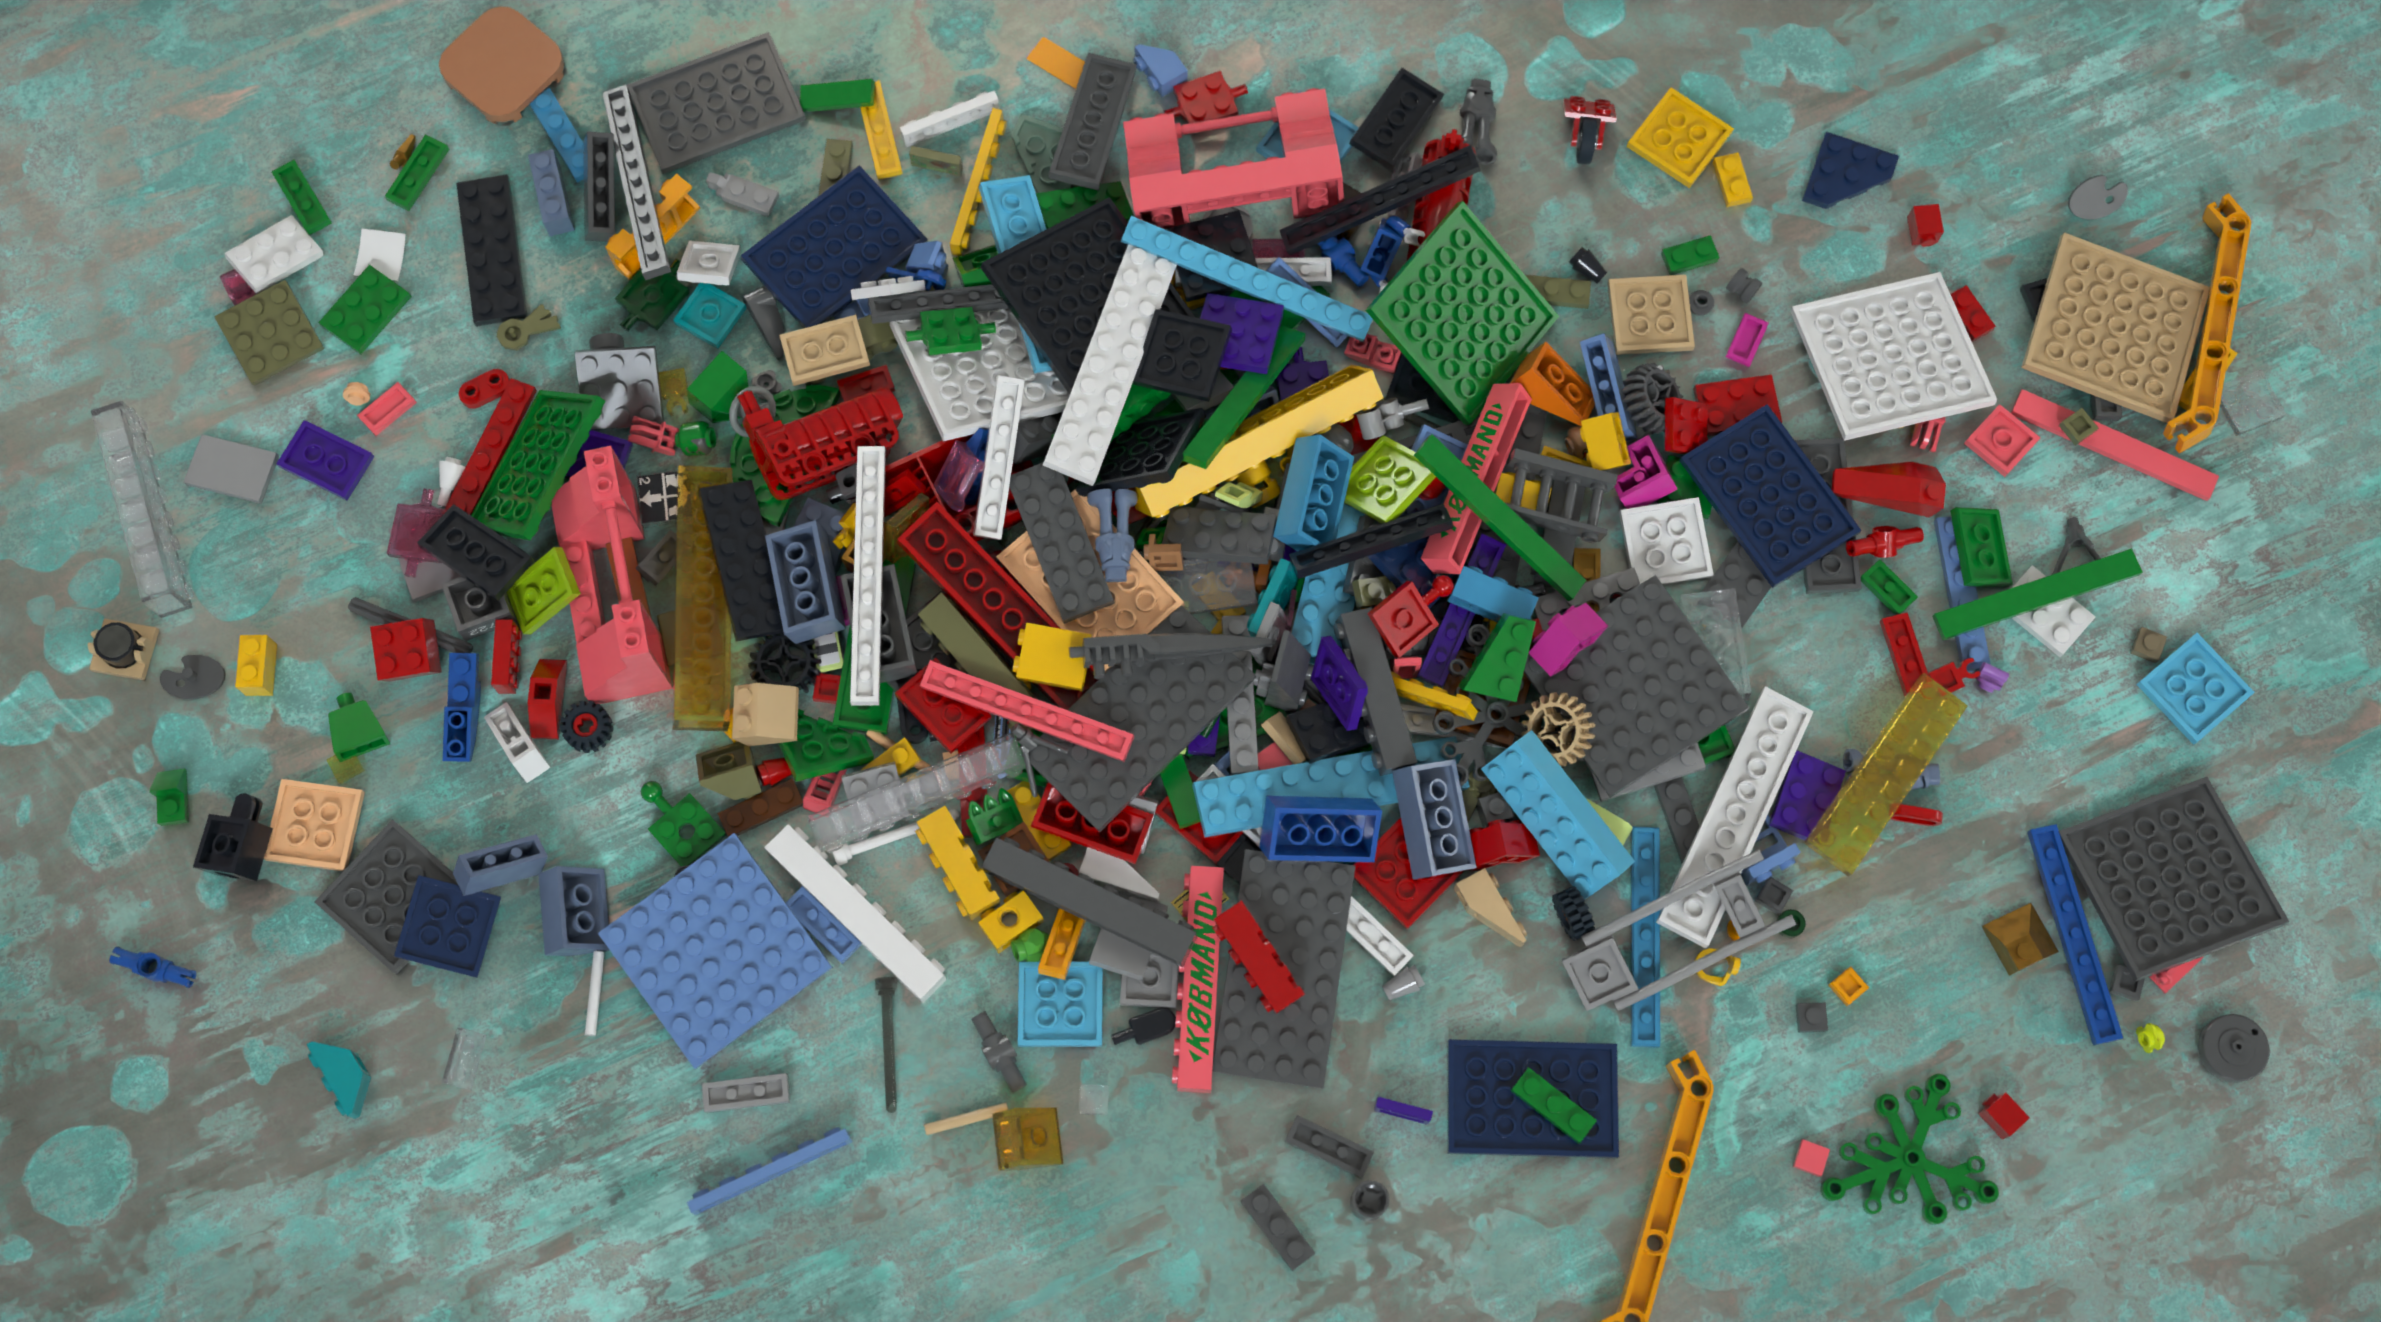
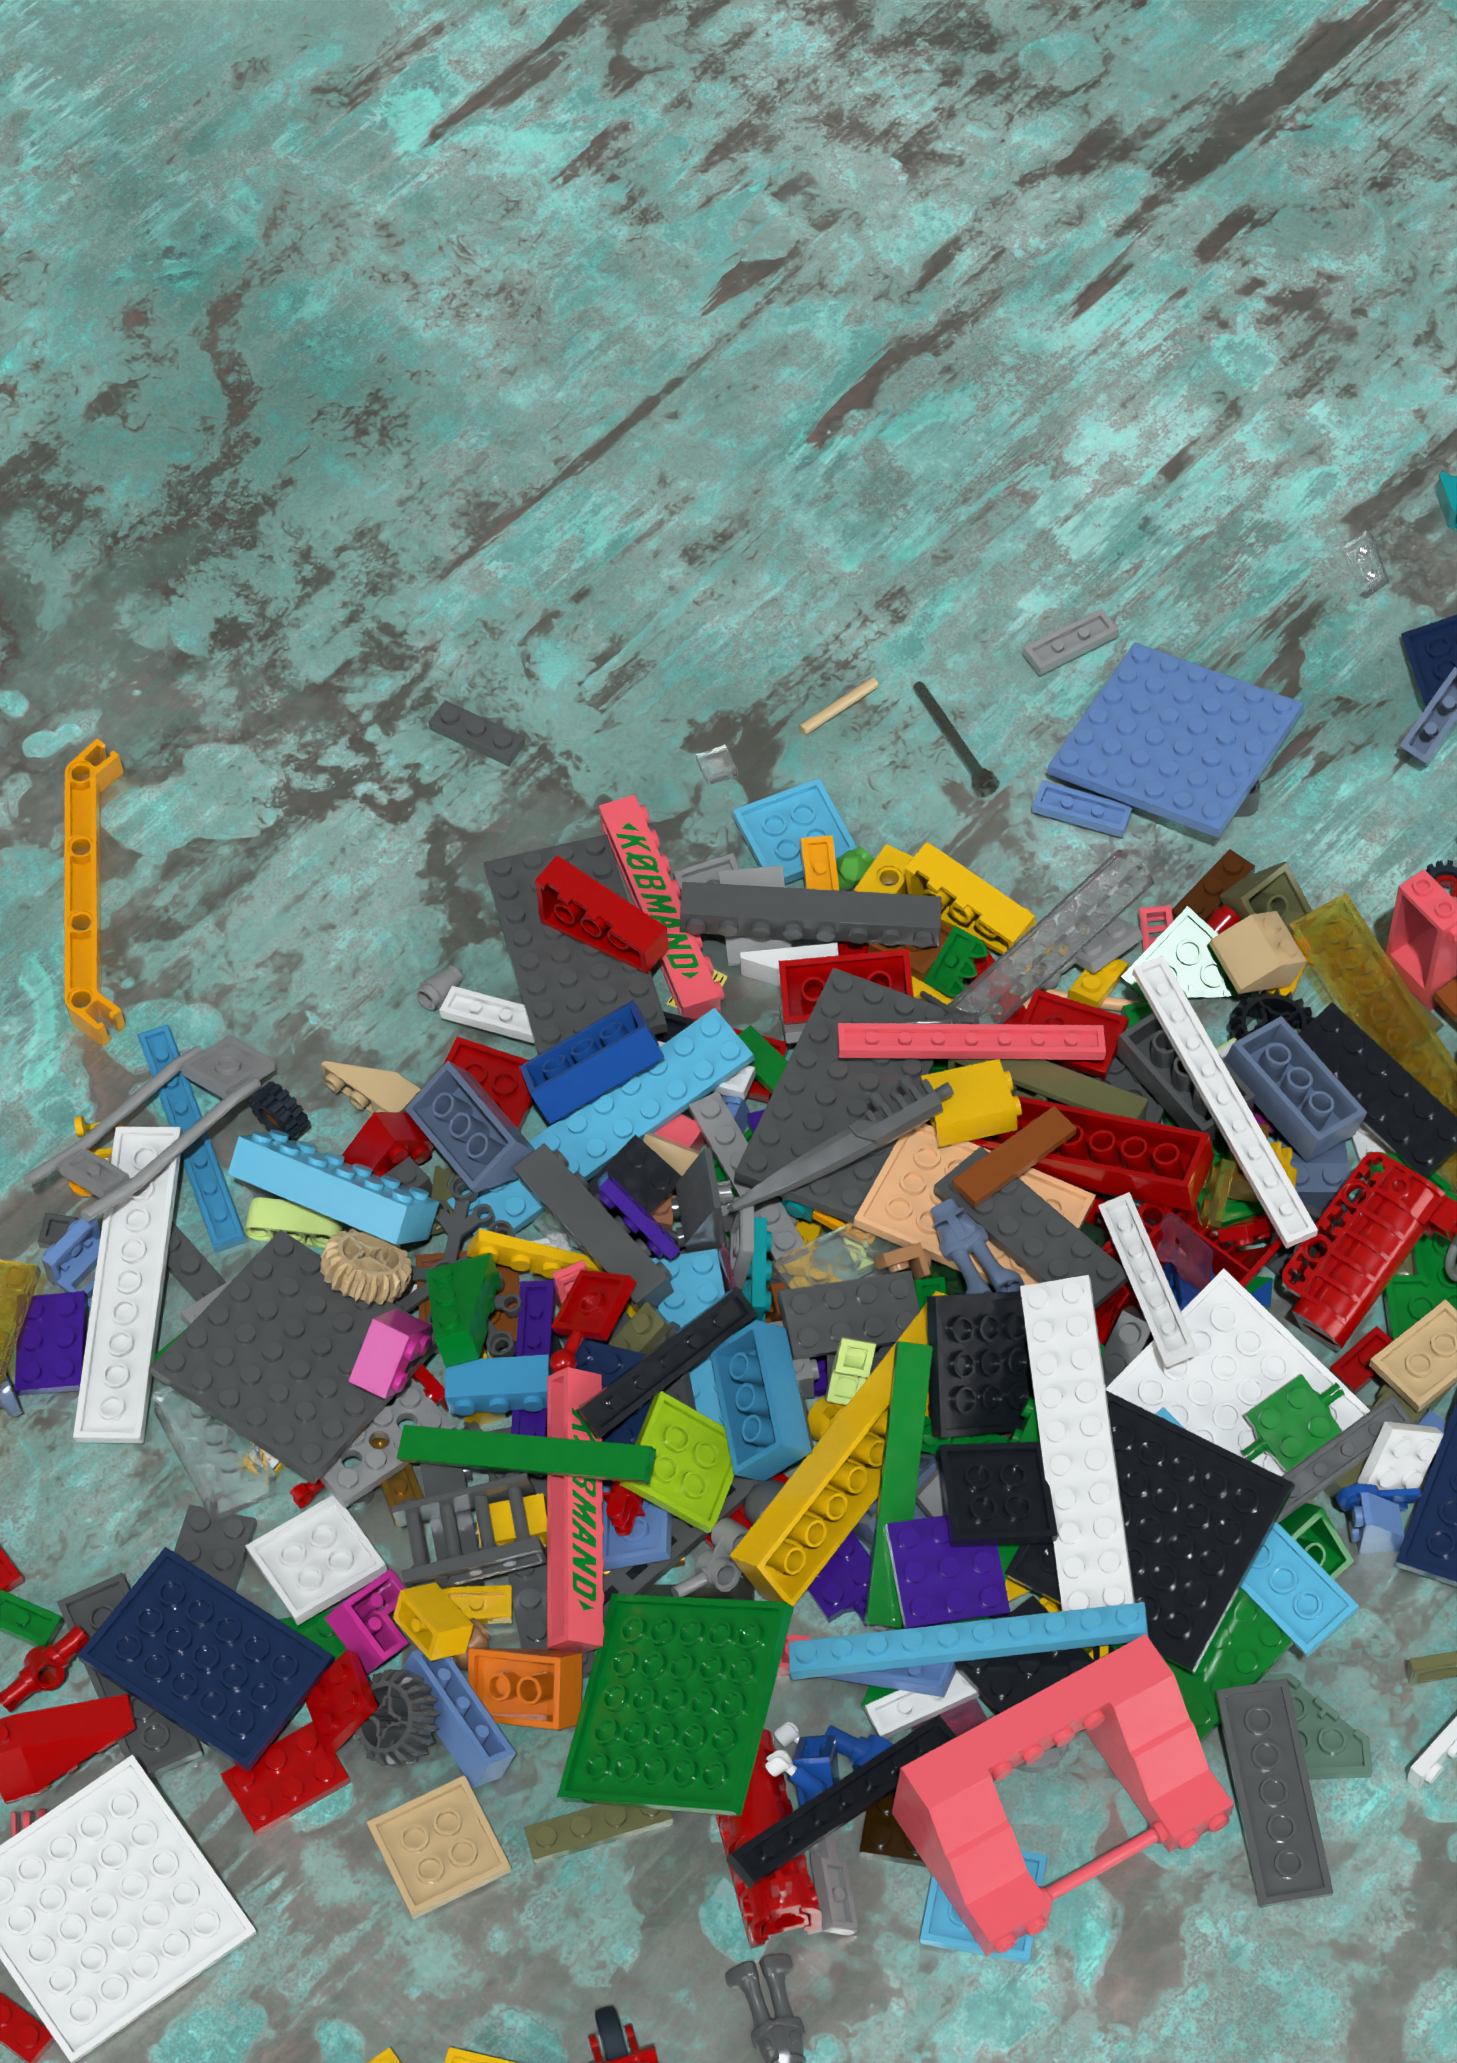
camera: 160 degrees right, 15 degrees down
(573, 910) = (1344, 723): sand blue slope -> none
(594, 993) = (1274, 665): white bar -> none
(684, 813) = (1298, 835): green plate -> none
(759, 1175) = (1002, 591): medium blue plate -> none
(826, 688) = (1216, 1028): red tile -> none
(855, 913) = (1048, 826): white brick -> none
(981, 172) = (1379, 1674): yellow plate -> none
(999, 1051) = (836, 768): dark grey pin -> none
(1027, 1138) = (766, 706): clear yellow slope -> none
(1045, 590) = (1014, 1156): none -> dark orange tile
(1057, 61) = (1369, 1879): light orange sticker -> none
(1147, 1027) = (696, 848): black piece -> none
(1161, 67) = (1226, 1915): medium blue slope -> none
(1206, 98) = (1145, 1899): red plate -> none
(1329, 1147) = (454, 814): dark grey plate -> none
(1369, 1200) = (391, 778): dark grey wheel -> none
(1396, 119) = (880, 1971): black plate -> none
(1403, 1110) = (390, 871): dark purple tile -> none
(1495, 1121) = (257, 935): dark blue plate -> none
(1553, 1105) = (232, 927): green plate -> none
(1587, 265) = (546, 1879): black cone -> none
(1690, 255) = (416, 1955): green plate -> none
(1699, 309) = (382, 1902): dark grey plate -> none
(1743, 285) = (329, 1934): dark grey wheel -> none
(1747, 340) = (301, 1867): dark pink tile -> none
(1795, 930) = (30, 1211): dark green tile -> none

